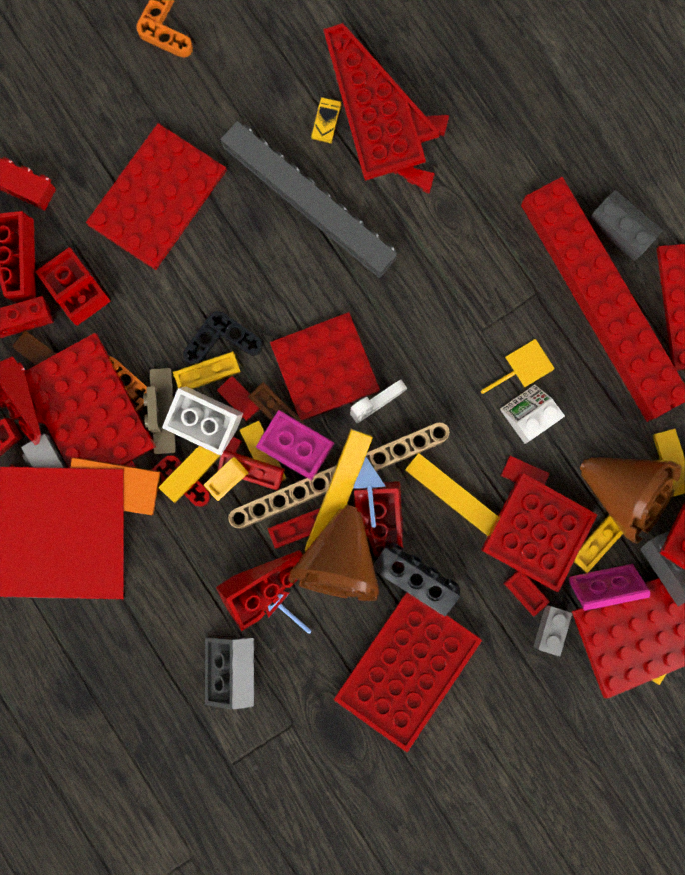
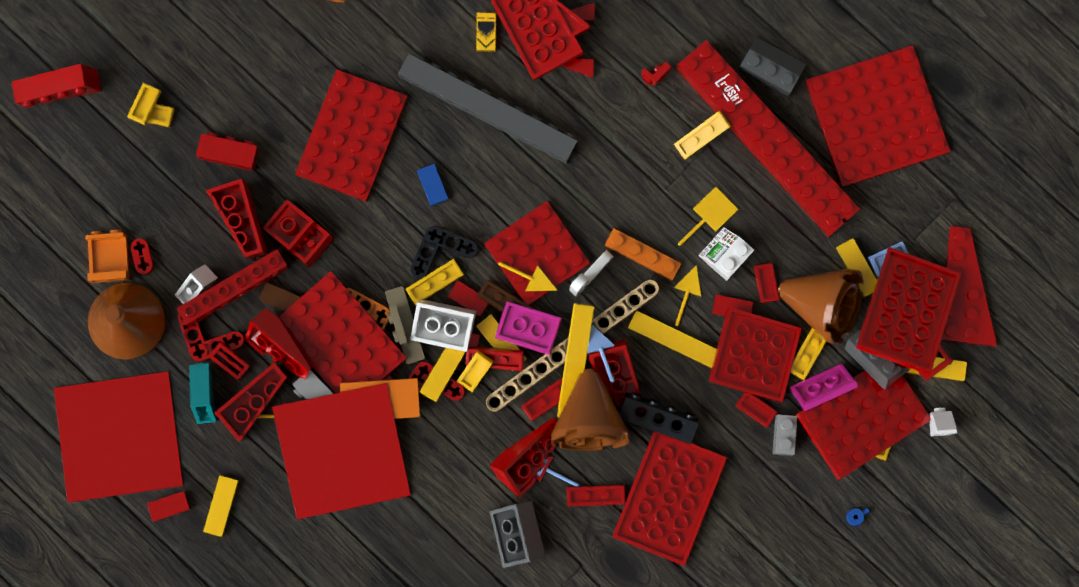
camera: 15 degrees left, 0 degrees up
(229, 267) = (432, 185): none -> blue tile
(318, 396) = (537, 282): none -> yellow piece
(326, 647) = (596, 495): none -> red tile
(439, 394) = (642, 254): none -> orange plate
(483, 439) = (691, 285): none -> yellow piece
(500, 204) = (659, 71): none -> red bracket
(535, 278) = (702, 135): none -> yellow tile
(568, 456) = (766, 283): none -> red tile
(575, 238) = (730, 93): none -> sticker
(617, 740) = (860, 516): none -> blue piece

